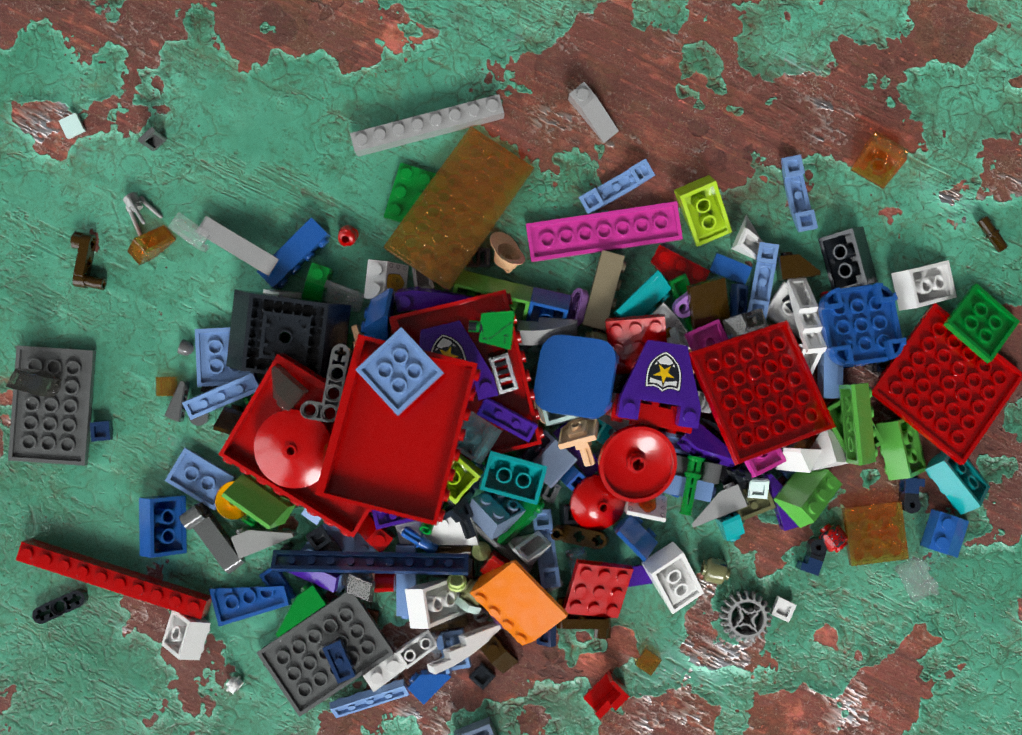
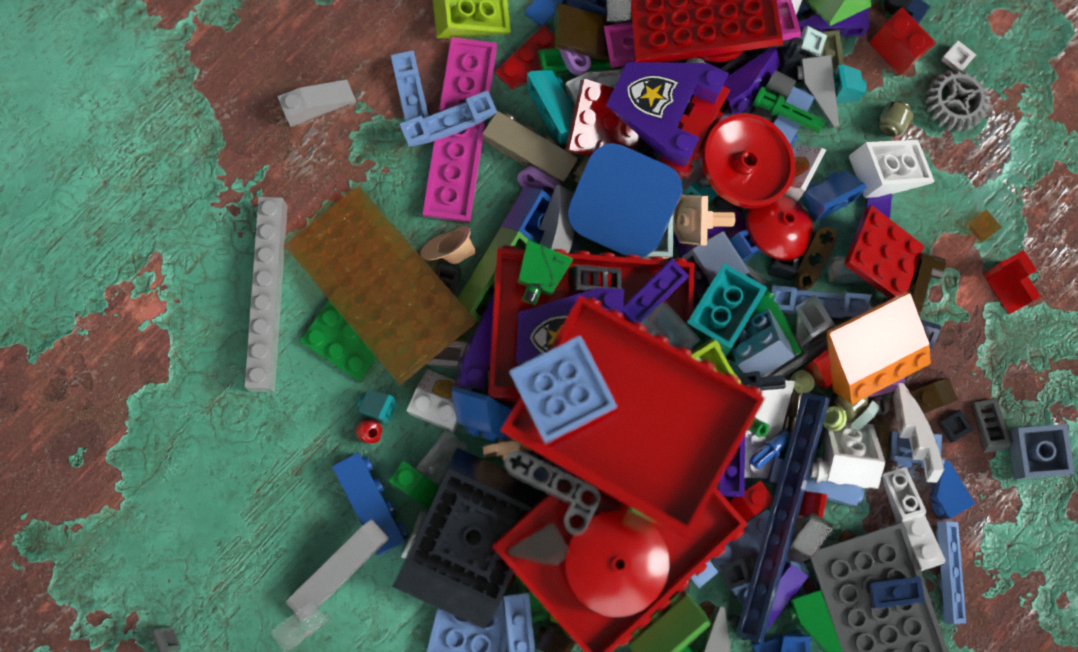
camera: 75 degrees left, 10 degrees down
(366, 236) = (377, 406): none -> teal slope
(412, 581) = (819, 470): none -> white plate
(487, 712) = (982, 427): none -> dark grey slope
(604, 220) = (450, 121): none -> medium blue slope
(781, 561) = (902, 41): none -> red slope

